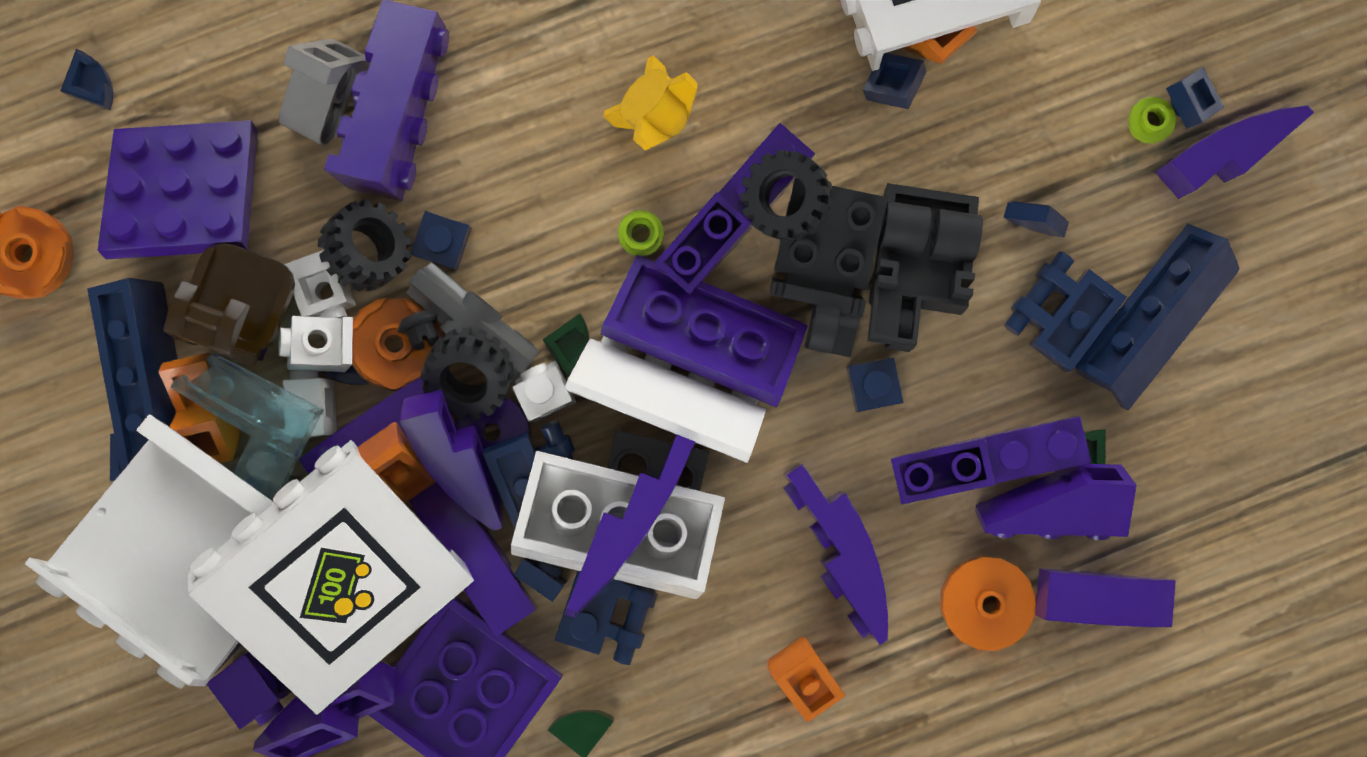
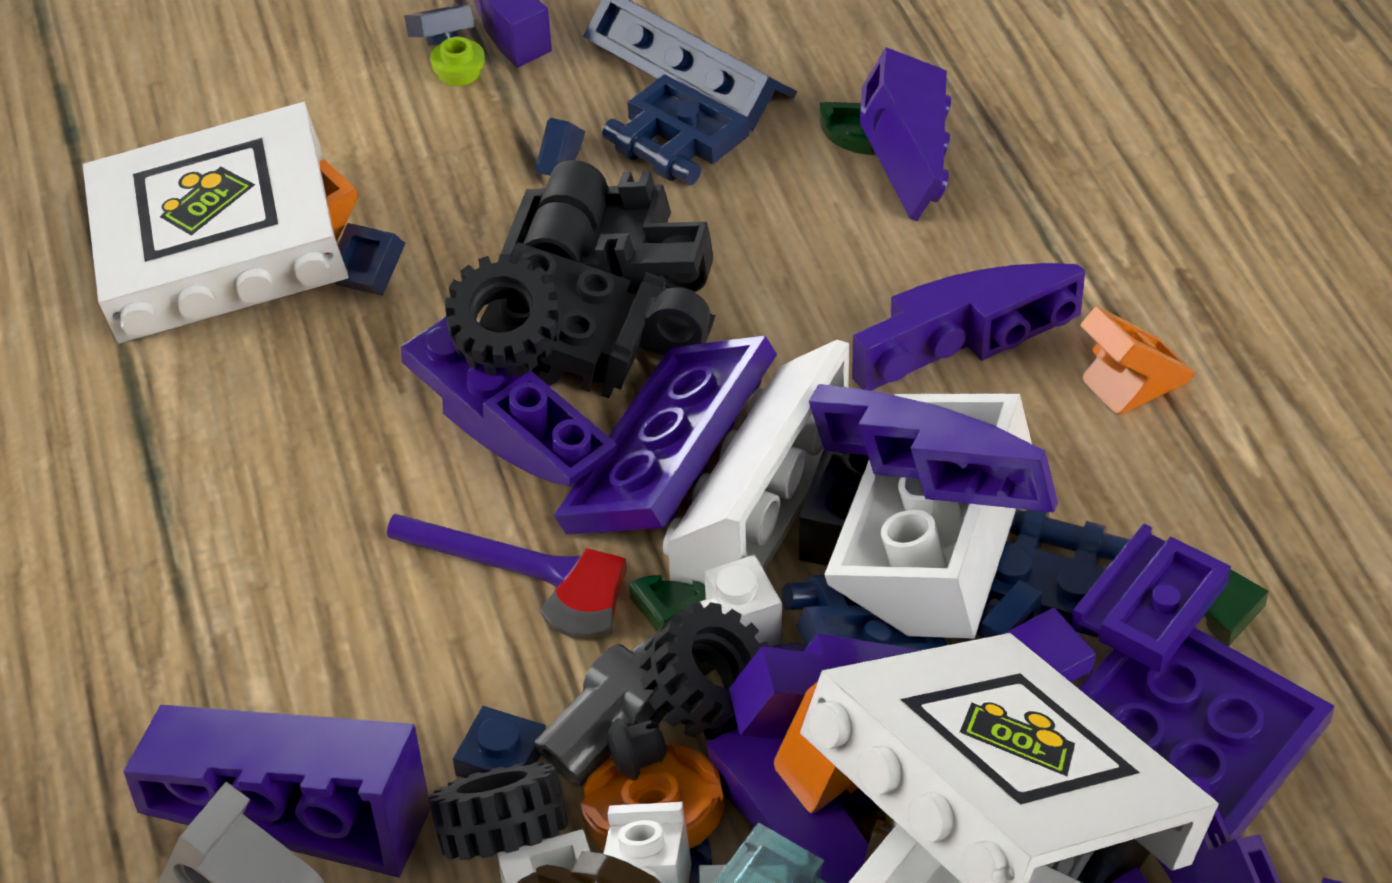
camera: 85 degrees left, 40 degrees down
(550, 678) = (1151, 597): none -> dark purple plate
(586, 286) = (585, 583): none -> piece
(640, 219) = (523, 515): lime plate -> none
(655, 105) = (348, 477): yellow piece -> none
(874, 384) = (753, 297): dark blue plate -> none
(963, 599) = (1031, 206): orange plate -> none
(990, 459) = (852, 185): dark purple slope -> none
(1104, 598) = (1019, 110): dark purple slope -> none

